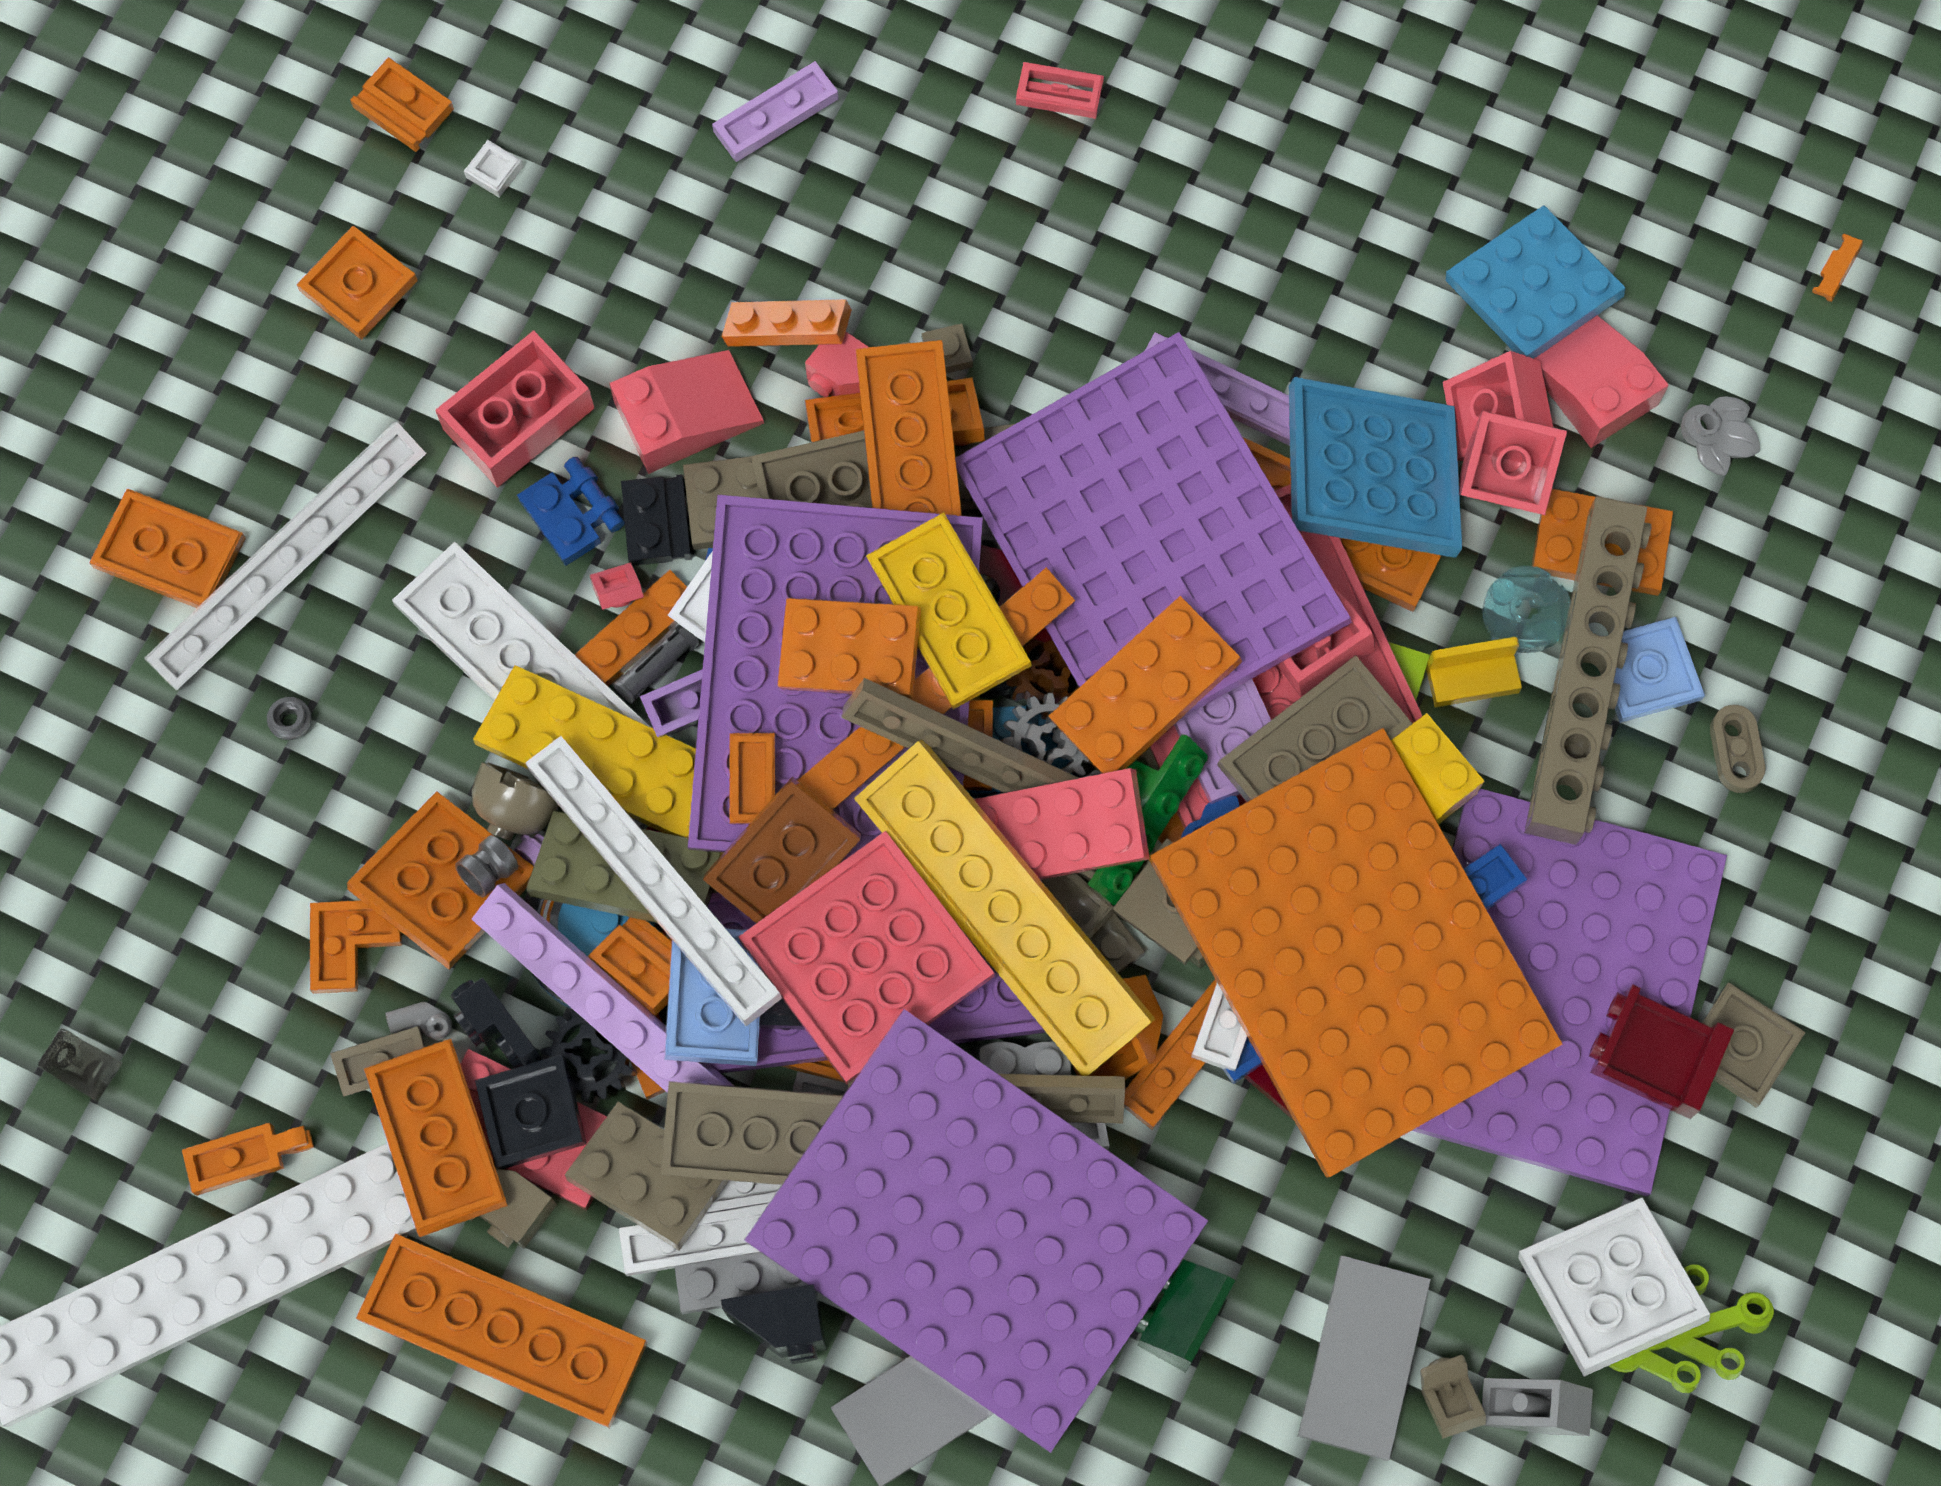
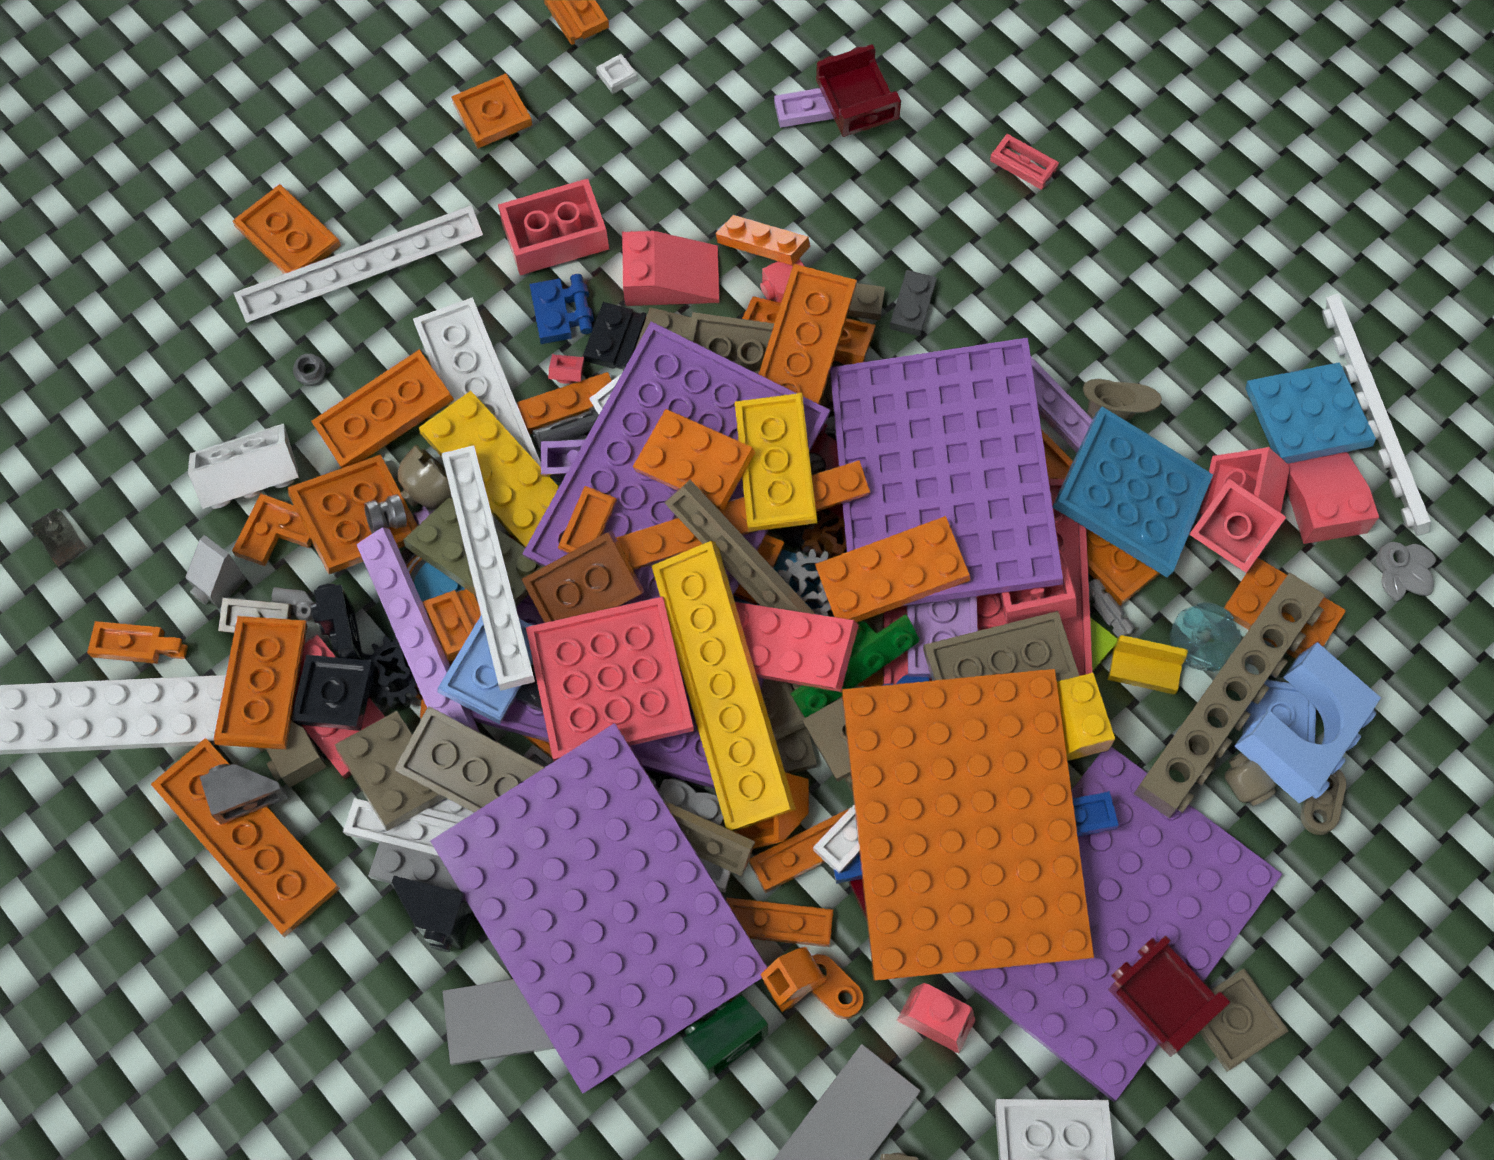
camera: 25 degrees right, 5 degrees down
(269, 876) = (242, 467): none -> white slope
(303, 1029) = (213, 573): none -> light grey slope
(412, 734) = (382, 410): none -> orange plate
(475, 1280) = (238, 791): none -> flat silver slope
(816, 80) = (857, 91): none -> dark red panel
(1004, 329) = (913, 303): none -> dark grey plate
(1191, 1153) = (784, 922): none -> orange tile
(1234, 1215) = (792, 977): none -> orange brick
(1277, 1206) = (836, 983): none -> orange plate
(1308, 355) = (1120, 397): none -> dark tan piece
(1404, 622) = (1109, 609): none -> light grey axle
(1412, 1186) = (938, 1016): none -> coral torso
(1599, 241) = (1391, 454): none -> white plate
(1648, 758) = (1249, 780): none -> dark tan head
(1720, 631) = (1345, 708): none -> light blue arch

